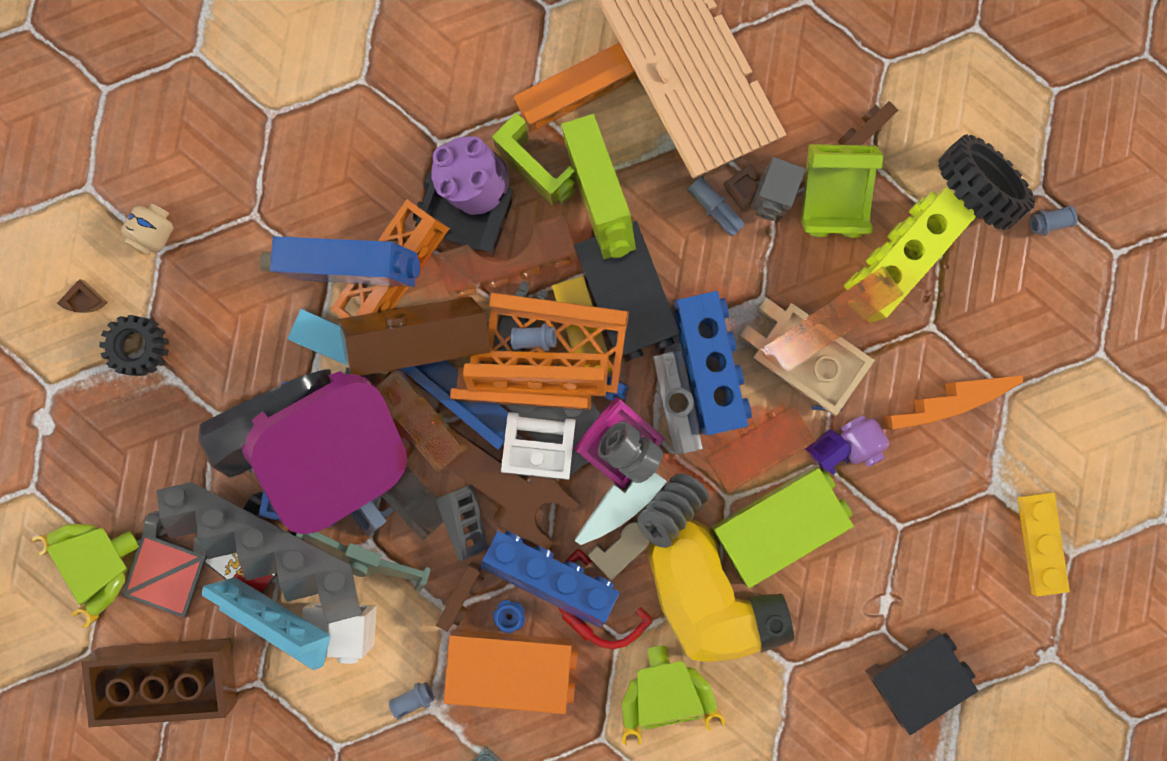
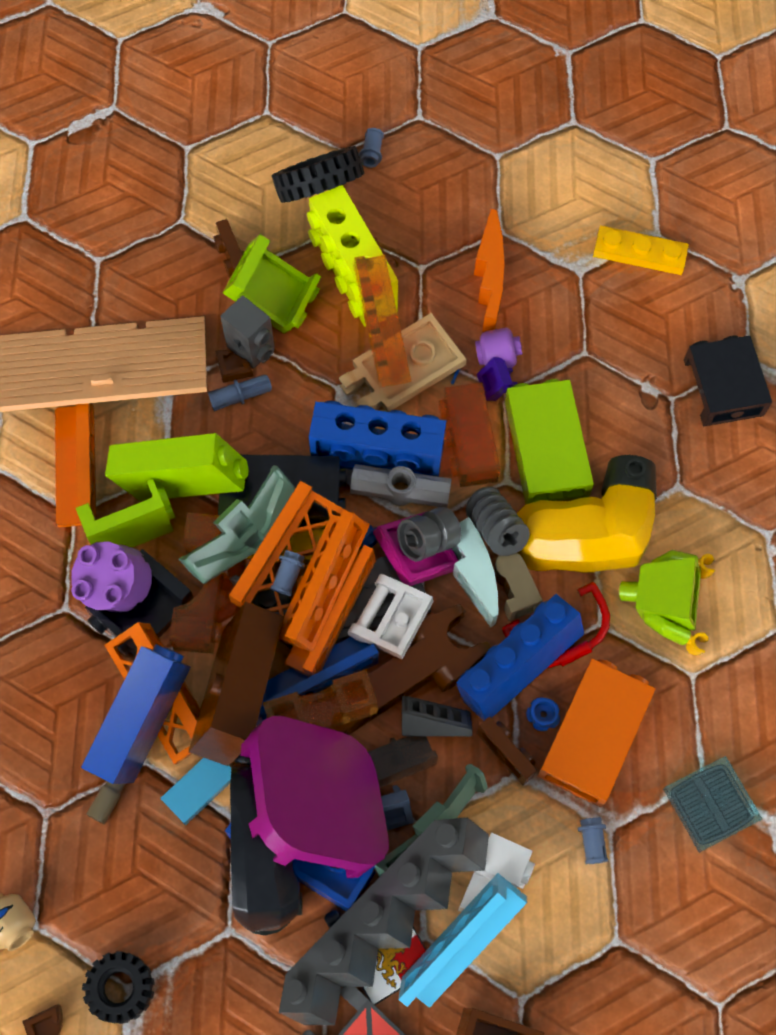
camera: 70 degrees left, 20 degrees down
(566, 275) = (241, 529): none -> sand green plate

